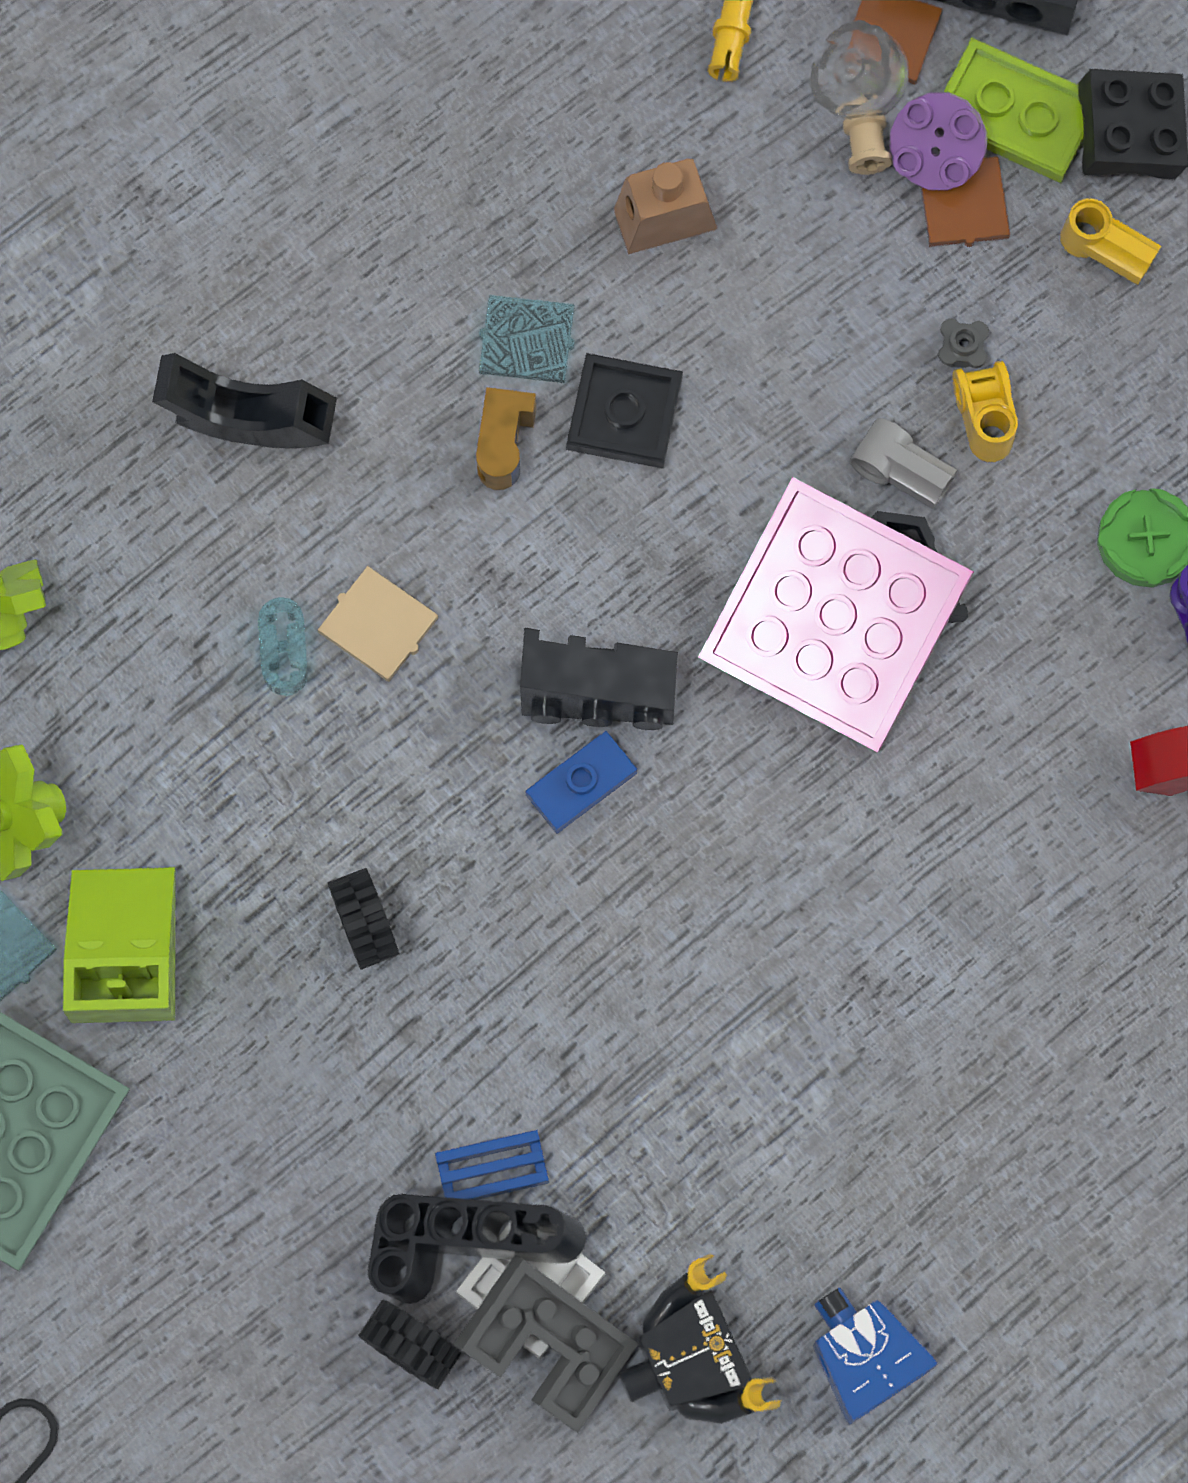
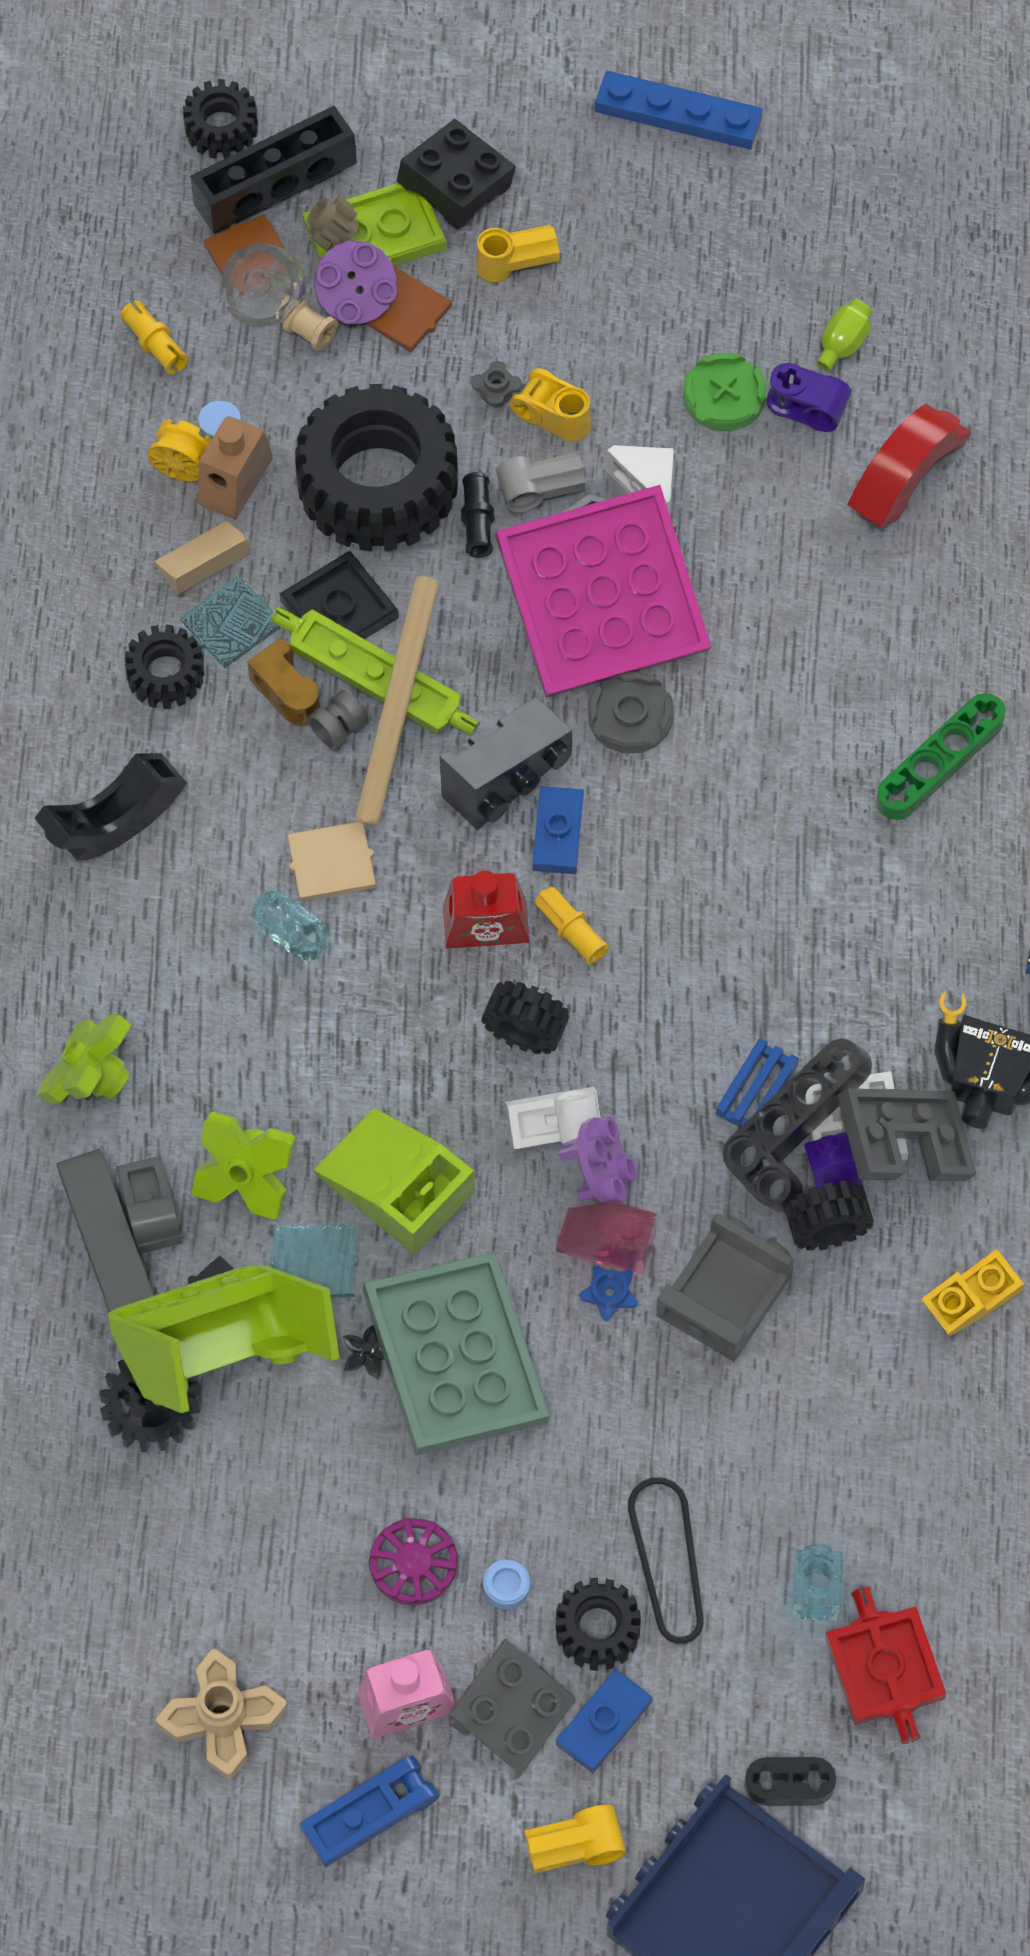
camera: 45 degrees left, 10 degrees down
(173, 1207) = (613, 1280): none -> blue plate
(230, 1170) = (609, 1235): none -> clear pink slope
(272, 1313) = (726, 1287): none -> dark grey panel
(285, 1105) = (601, 1160): none -> medium lavender plate
(307, 1032) = (550, 1117): none -> white plate
(416, 299) = (161, 645): none -> black tyre
(437, 795) = (485, 911): none -> red torso
(457, 1301) = (832, 1160): none -> dark purple bracket
(498, 875) = (571, 925): none -> yellow axle
(520, 508) = (337, 719): none -> flat silver wheel
(562, 260) = (203, 557): none -> tan slope
(565, 541) = (397, 701): none -> tan axle
(580, 498) = (370, 669): none -> lime plate
(636, 146) = (178, 450): none -> yellow wheel
(709, 154) = (213, 415): none -> light blue tile
(753, 741) = (630, 712): none -> dark grey tile
(775, 262) = (371, 421): none -> black tyre
(819, 442) = (477, 514): none -> black pin
(963, 1048) = (937, 753): none -> green beam
(976, 70) = (332, 222): none -> dark tan gear
(995, 550) = (642, 468): none -> white slope

